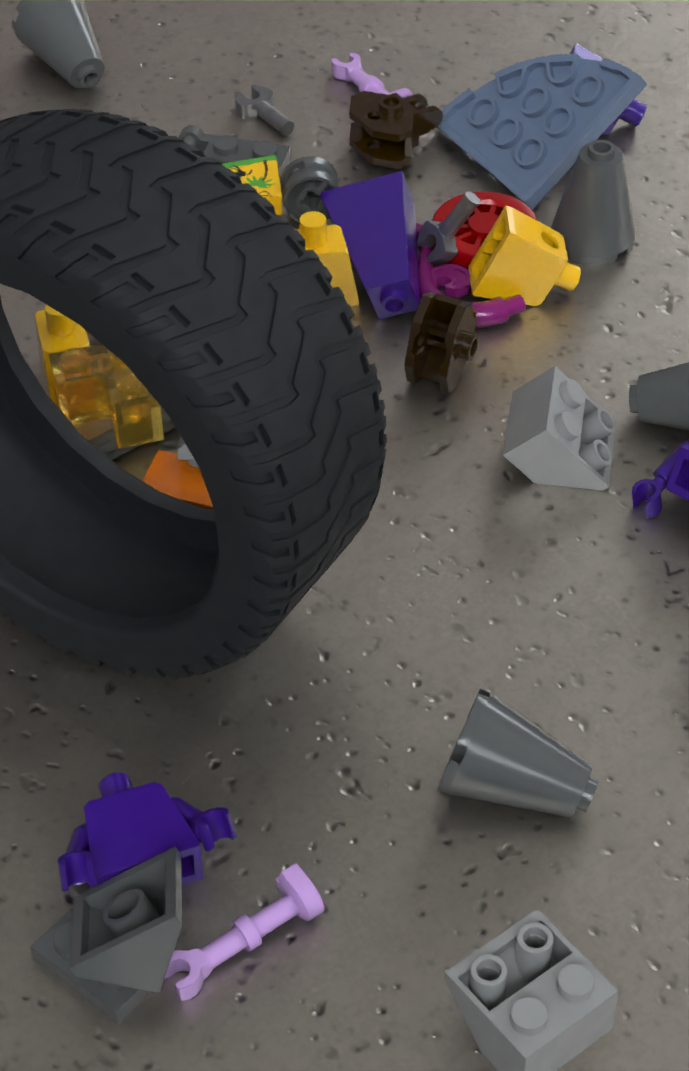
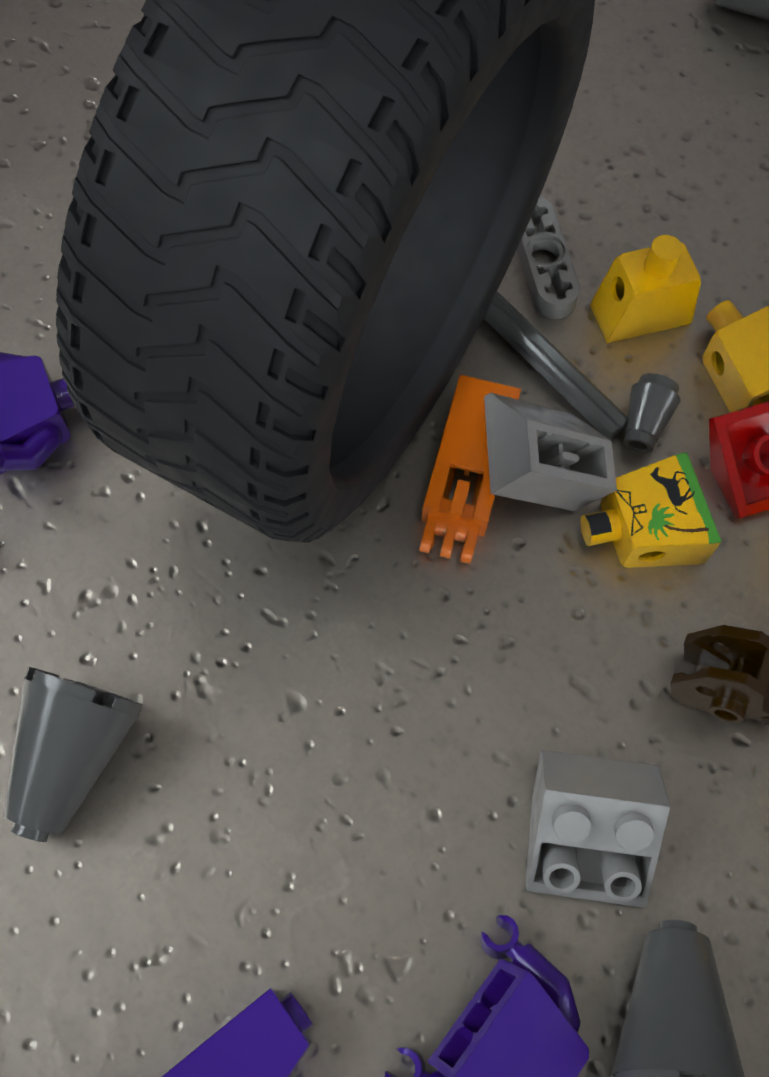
camera: 85 degrees right, 20 degrees up
(99, 386) = (591, 335): clear yellow brick -> none

